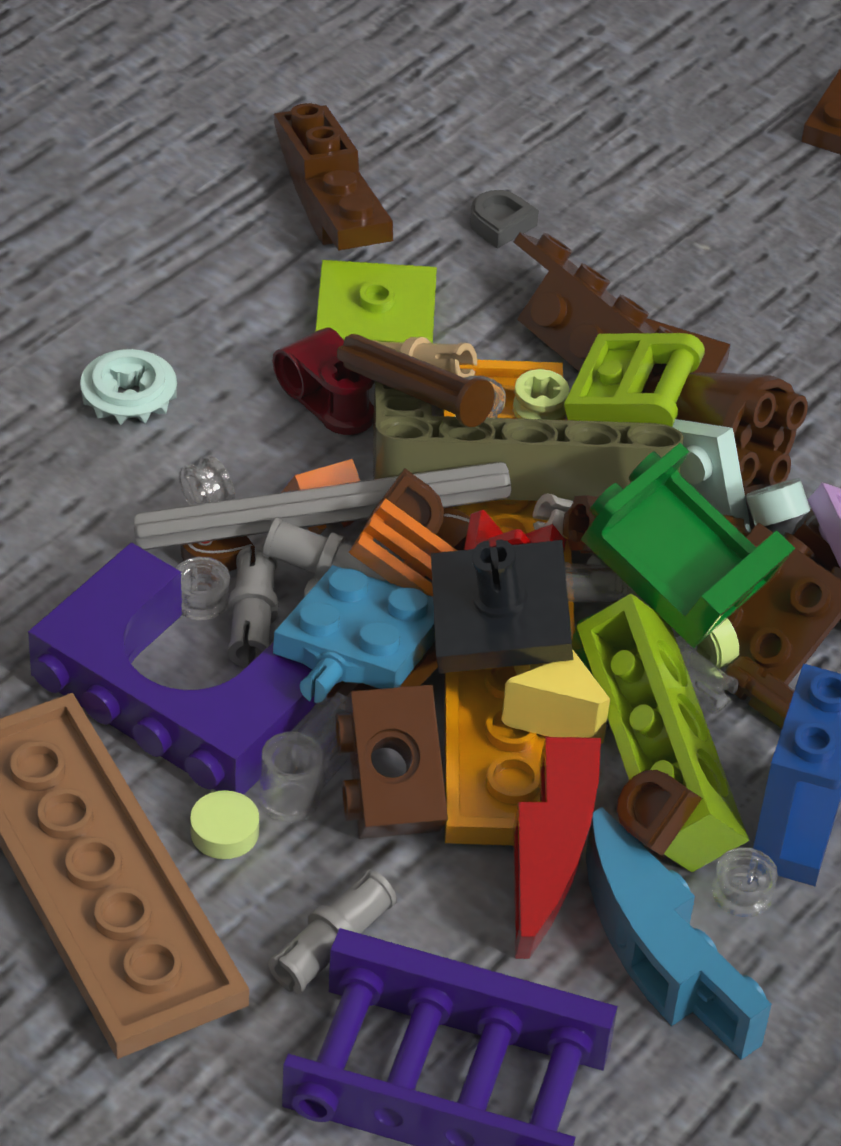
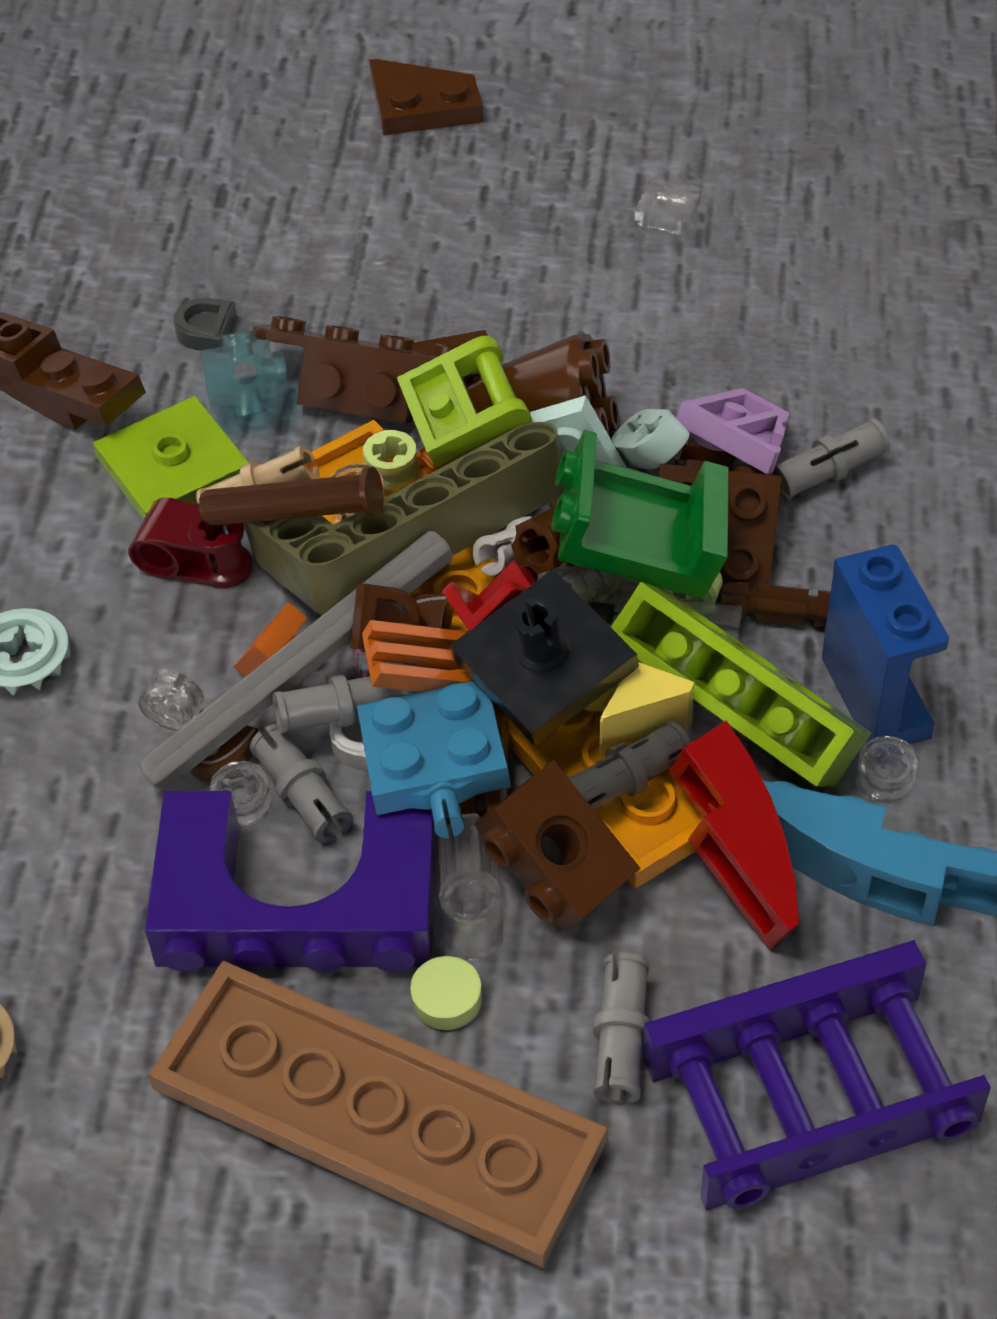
camera: 30 degrees left, 5 degrees up
(466, 262) = (220, 367): none -> clear light blue brick
(498, 738) = (631, 766): none -> dark grey pin
(655, 808) = (802, 752): reddish brown tile -> none

